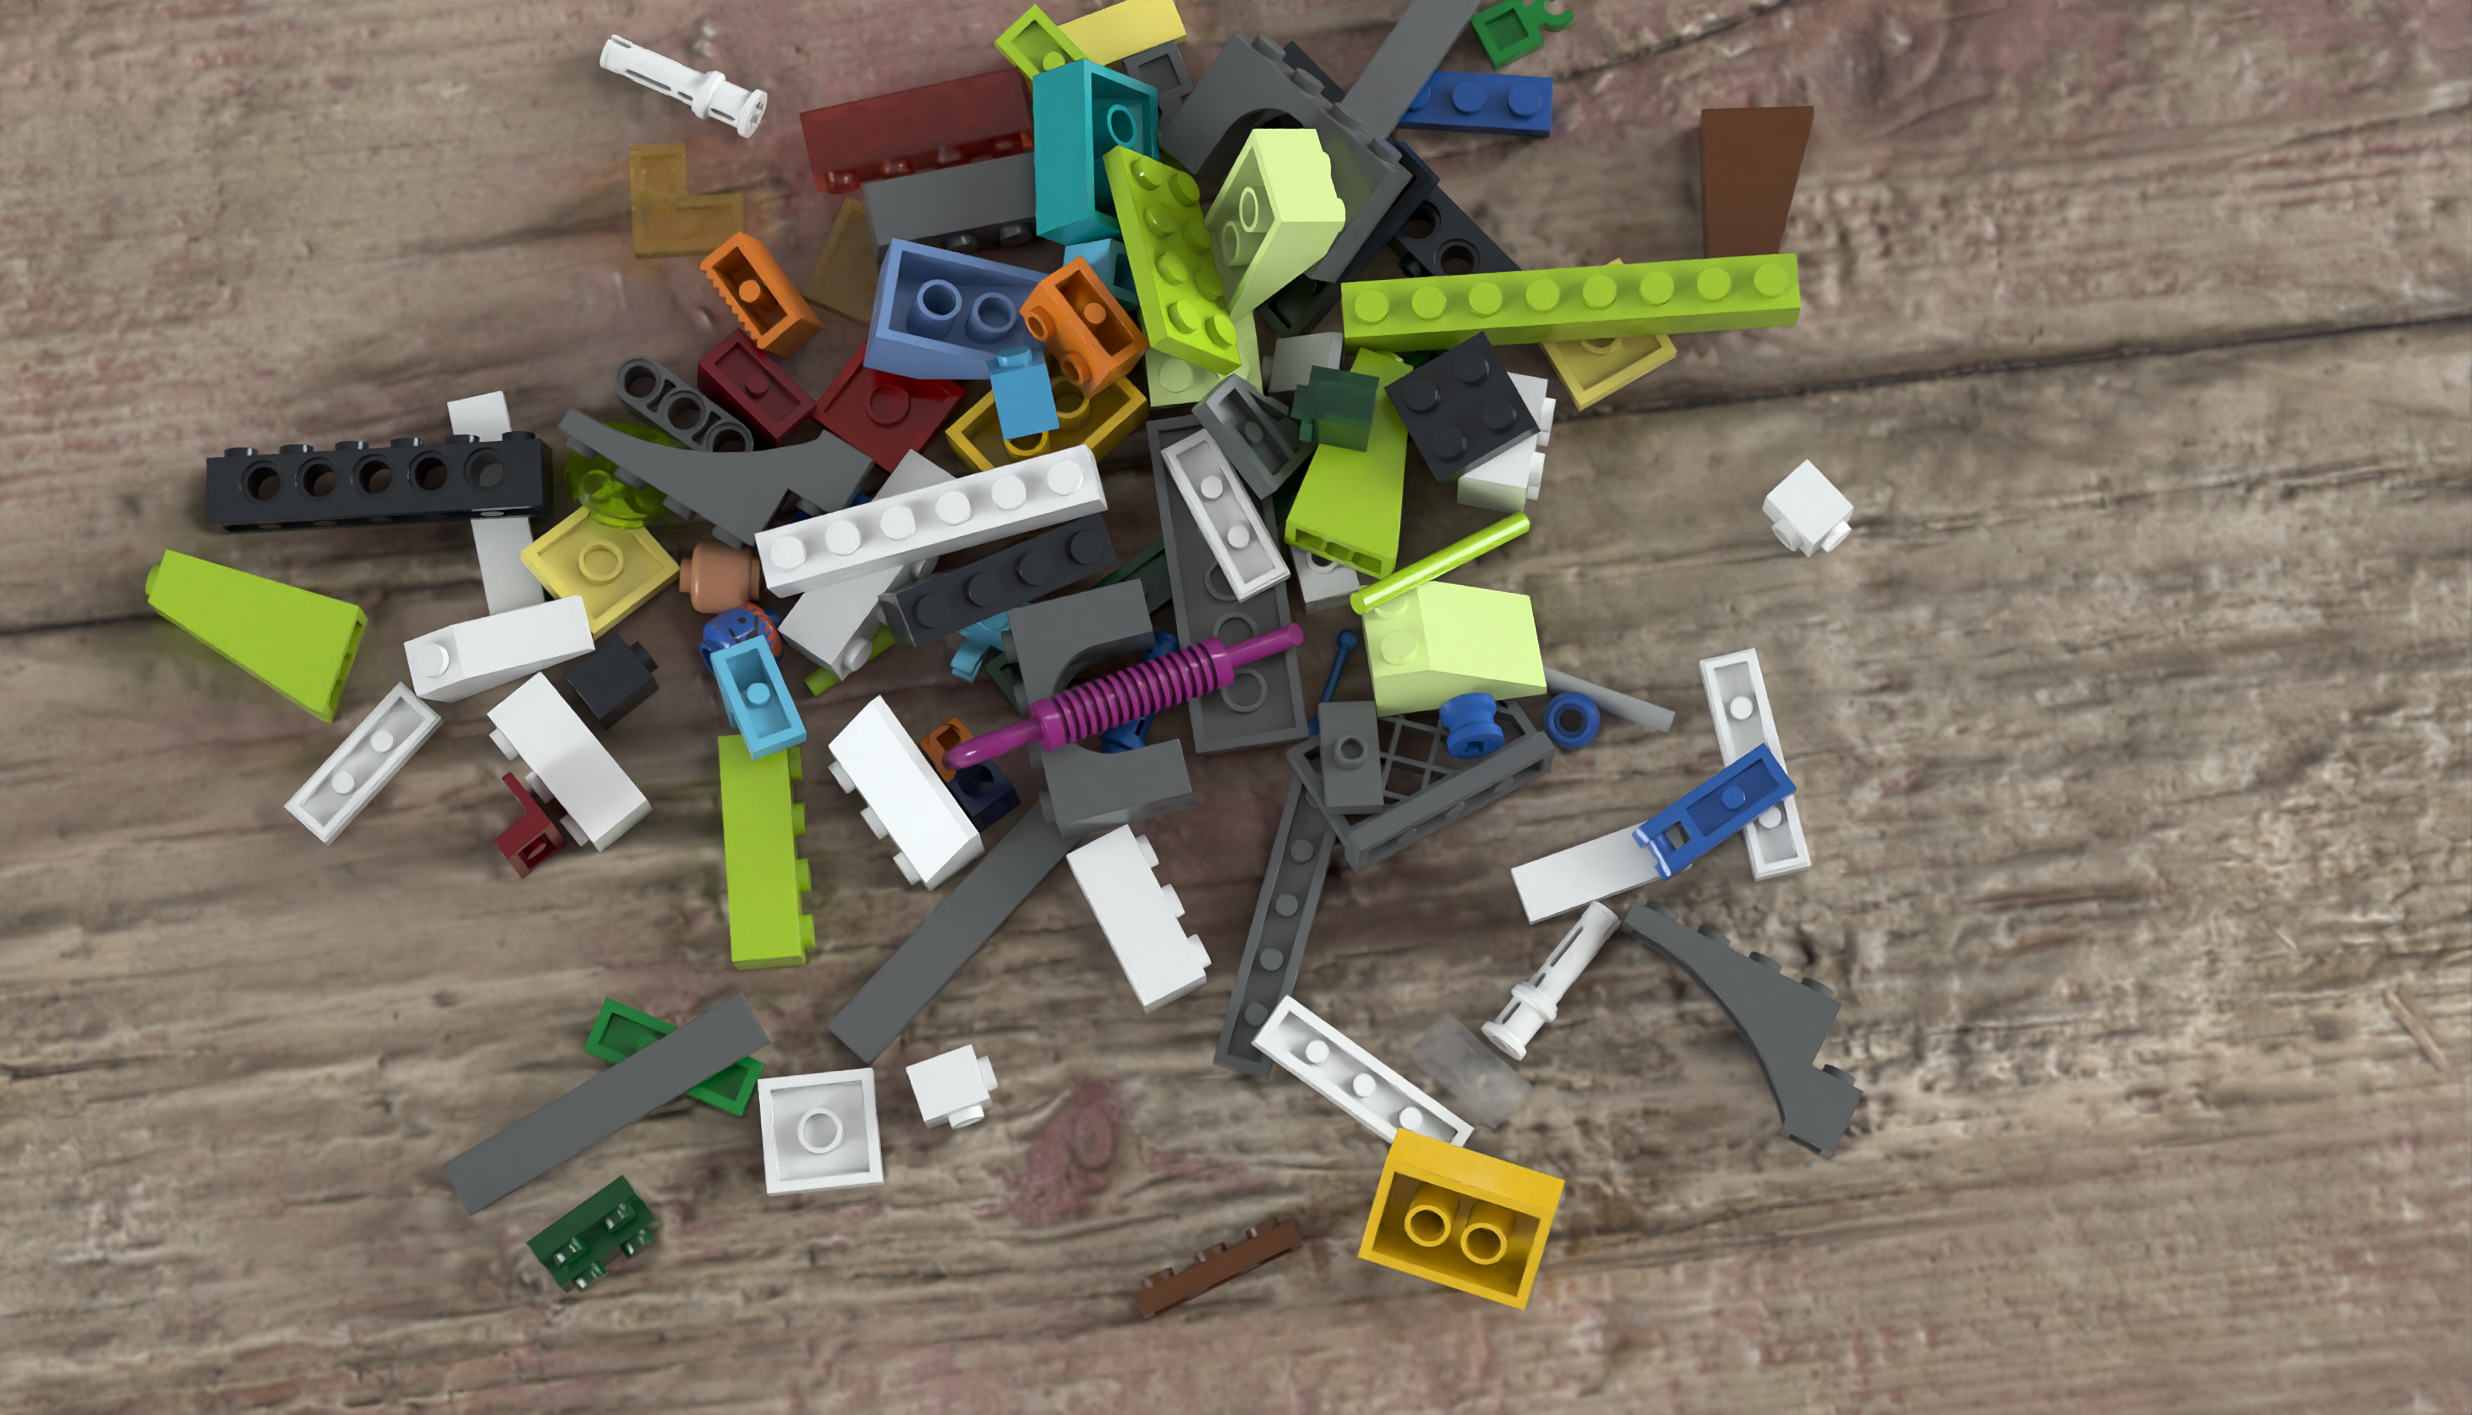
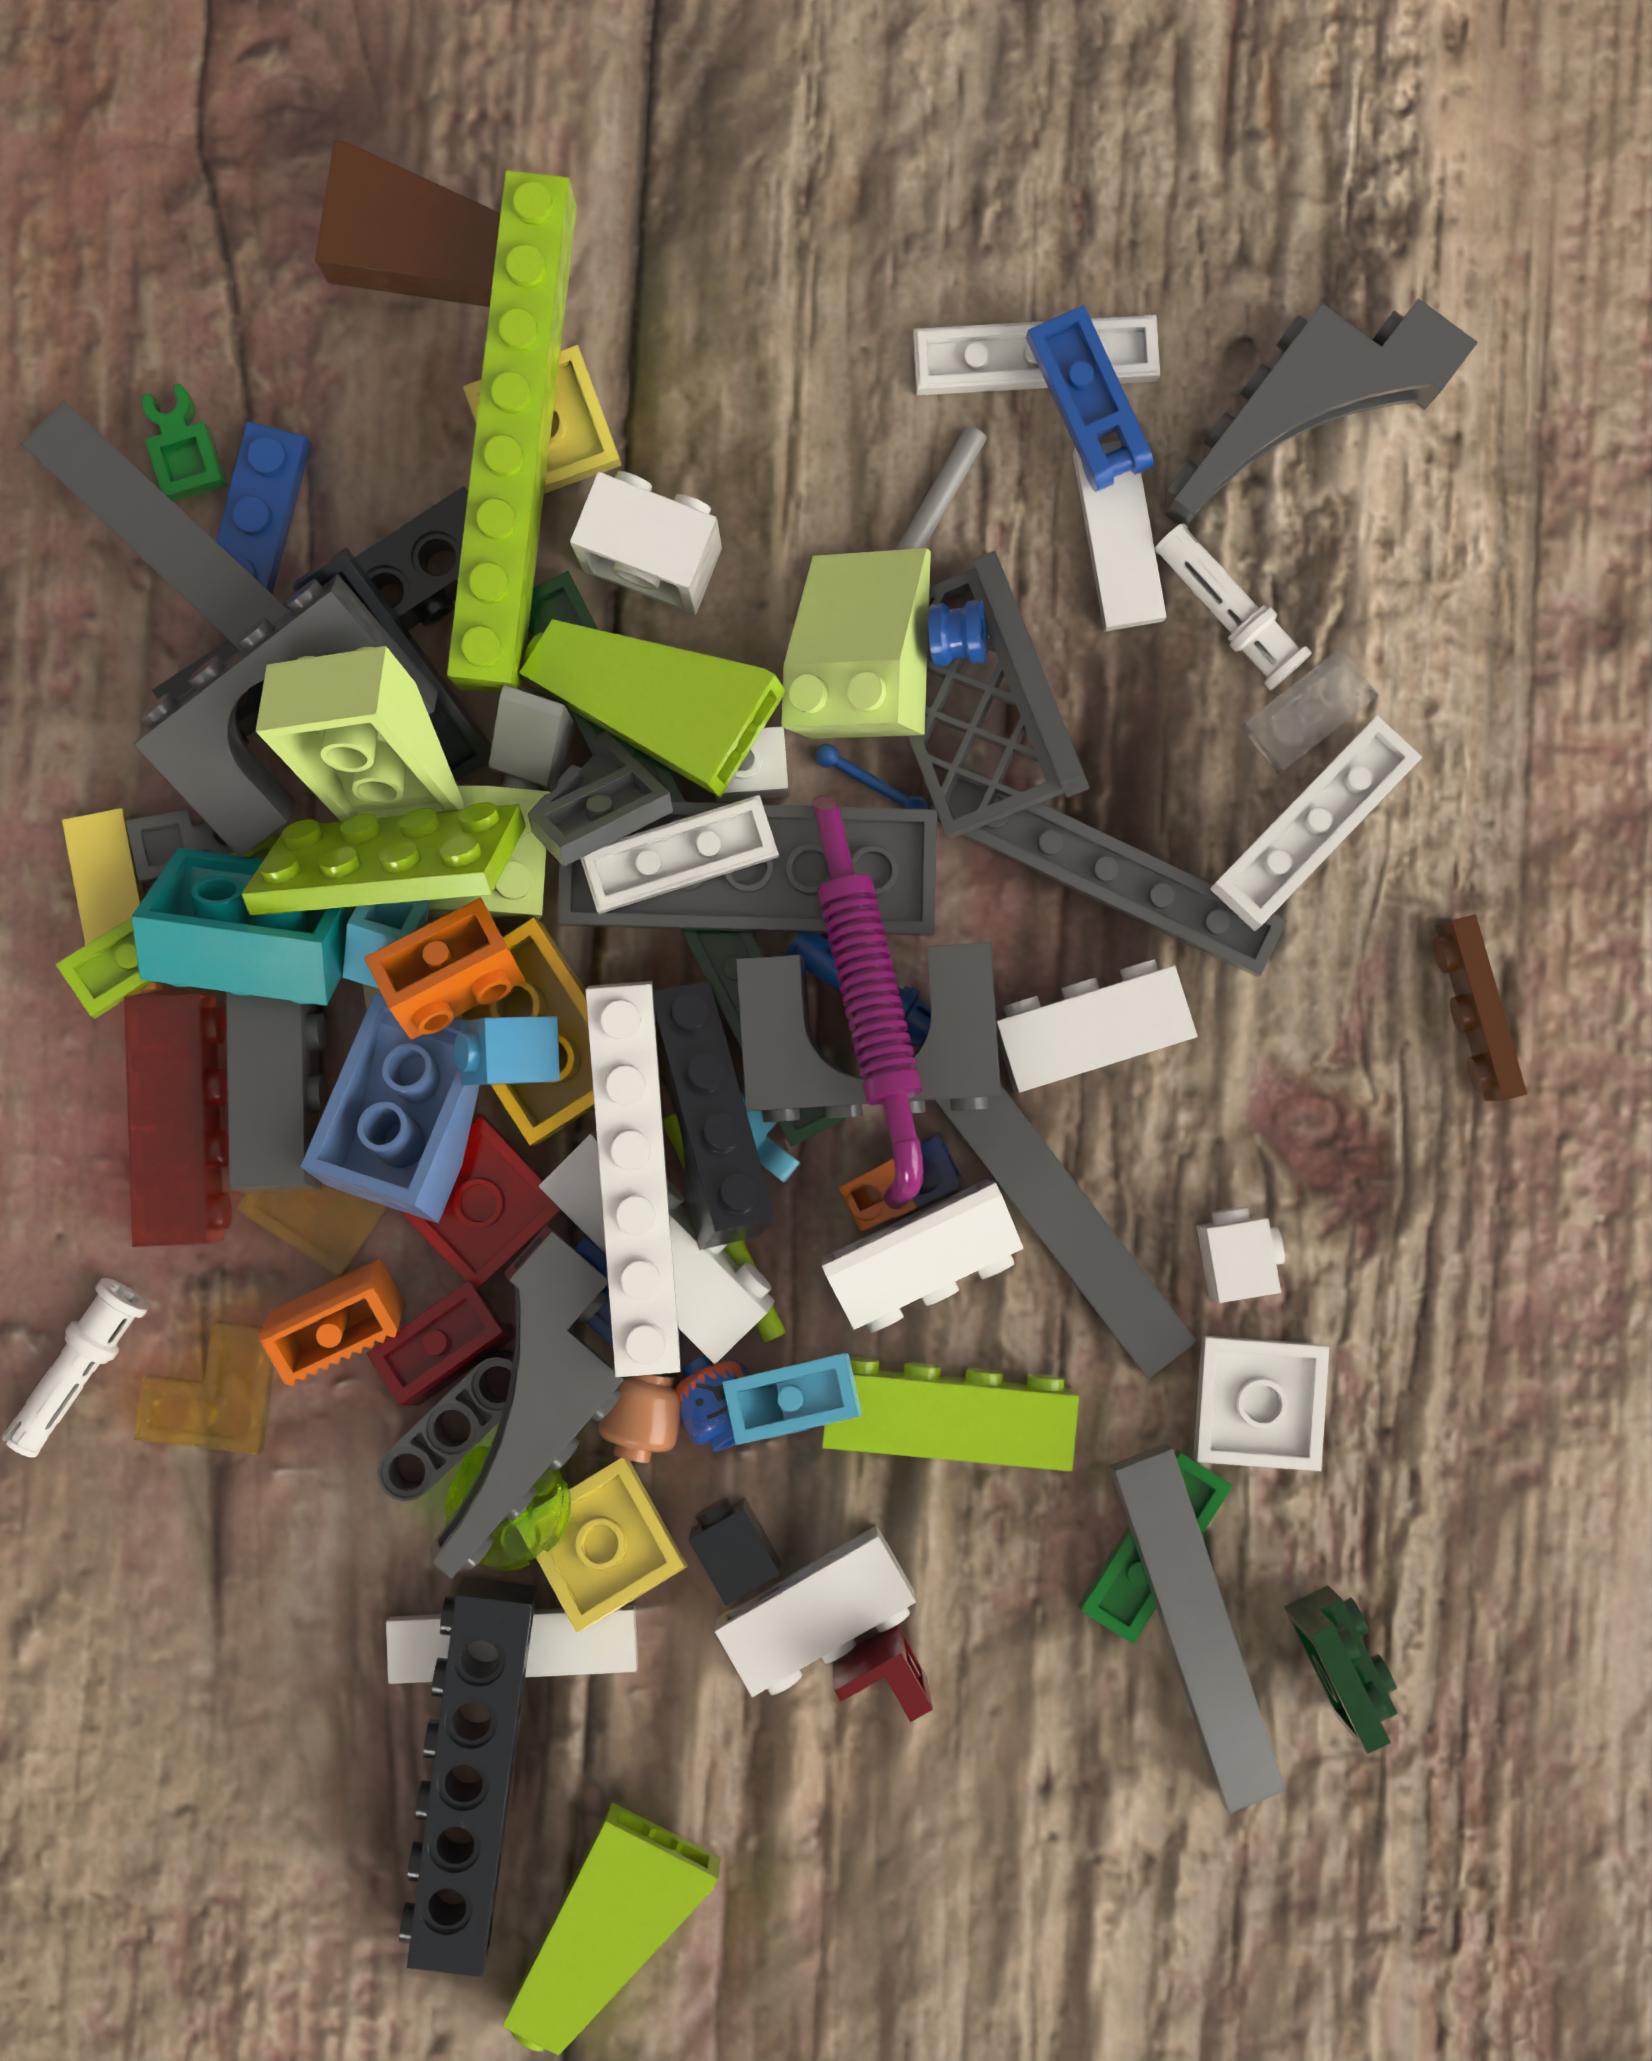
camera: 90 degrees left, 10 degrees up
(364, 763) = (773, 1831): white tile -> none
(497, 649) = (680, 1674): white slope -> none
(1336, 408) = (591, 704): clear green brick -> none
(1350, 757) = (970, 768): dark grey plate -> none
(1439, 563) = (773, 637): lime bar -> none
(1461, 1218) = (1484, 740): yellow brick -> none
(1462, 409) = (616, 568): black plate -> none
(1558, 733) = (972, 527): blue plate -> none
(1808, 511) = (777, 240): white brick -> none

